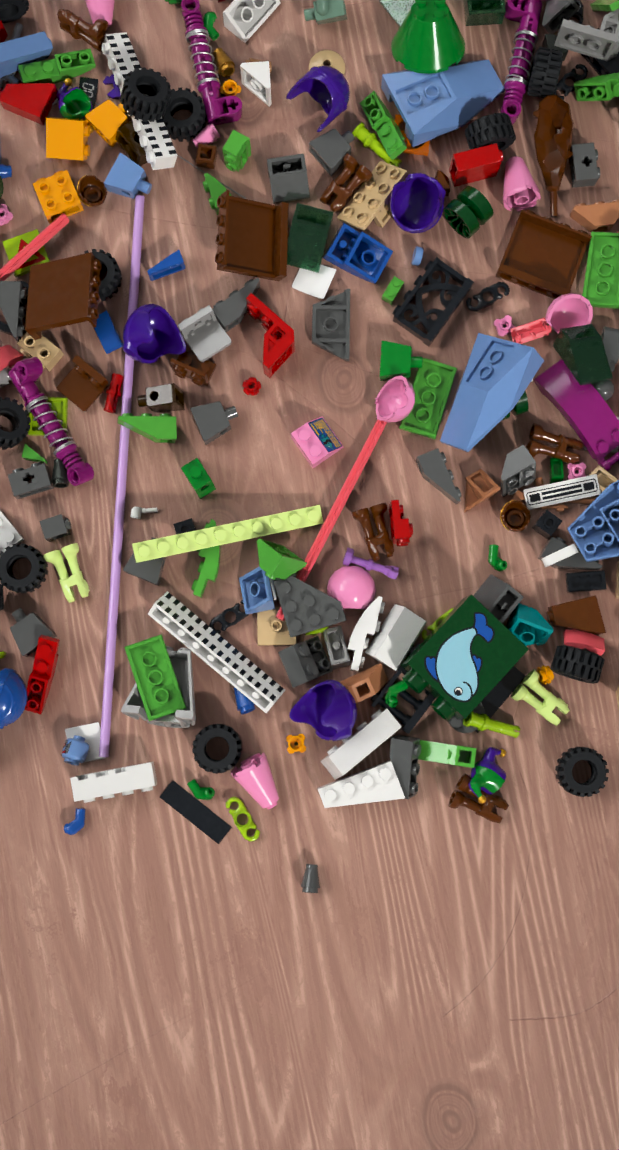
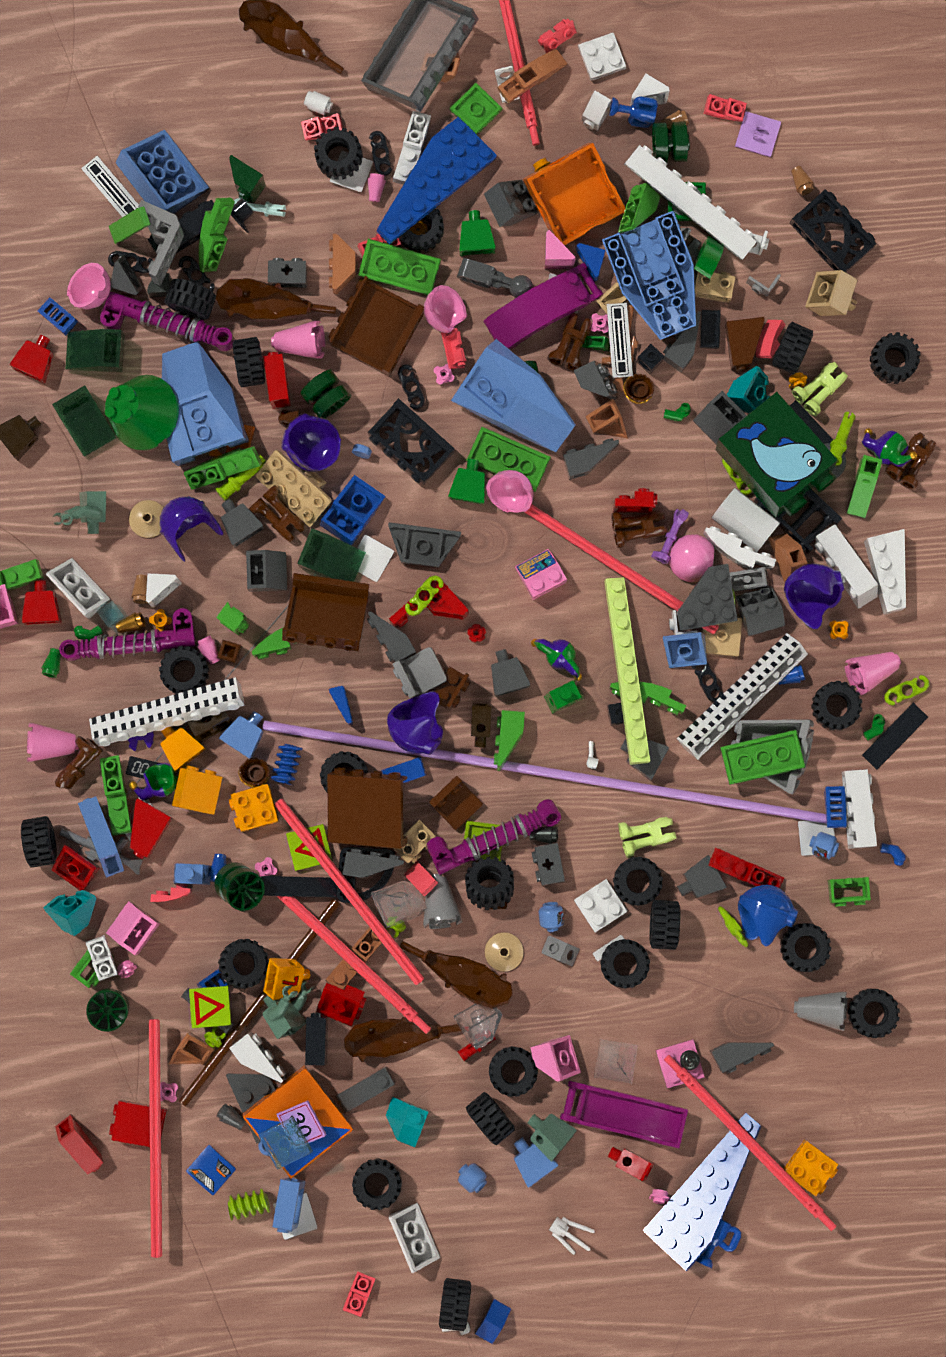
camera: 80 degrees left, 0 degrees up
(22, 774) = (849, 882): none -> bright green window
(31, 455) = (521, 862): bright green piece -> none
(55, 527) = (599, 843): dark grey brick -> none
(103, 221) = (286, 764): none -> blue piece
(113, 393) = (467, 772): red pin -> none
(131, 756) = (835, 794): none -> blue slope
(149, 83) = (180, 710): black tyre -> none
(230, 43) = (110, 614): none -> clear light blue plate
(237, 467) = (559, 655): none -> piece
(267, 321) = (422, 604): none -> lime piece
(278, 560) = (659, 623): bright green slope -> none
(391, 696) = (805, 531): green arm -> none
(392, 290) = (393, 480): bright green piece -> none
(404, 758) = (864, 525): dark grey slope -> none
(559, 555) = (685, 350): white beam -> none
(583, 354) = (487, 299): clear green slope -> none

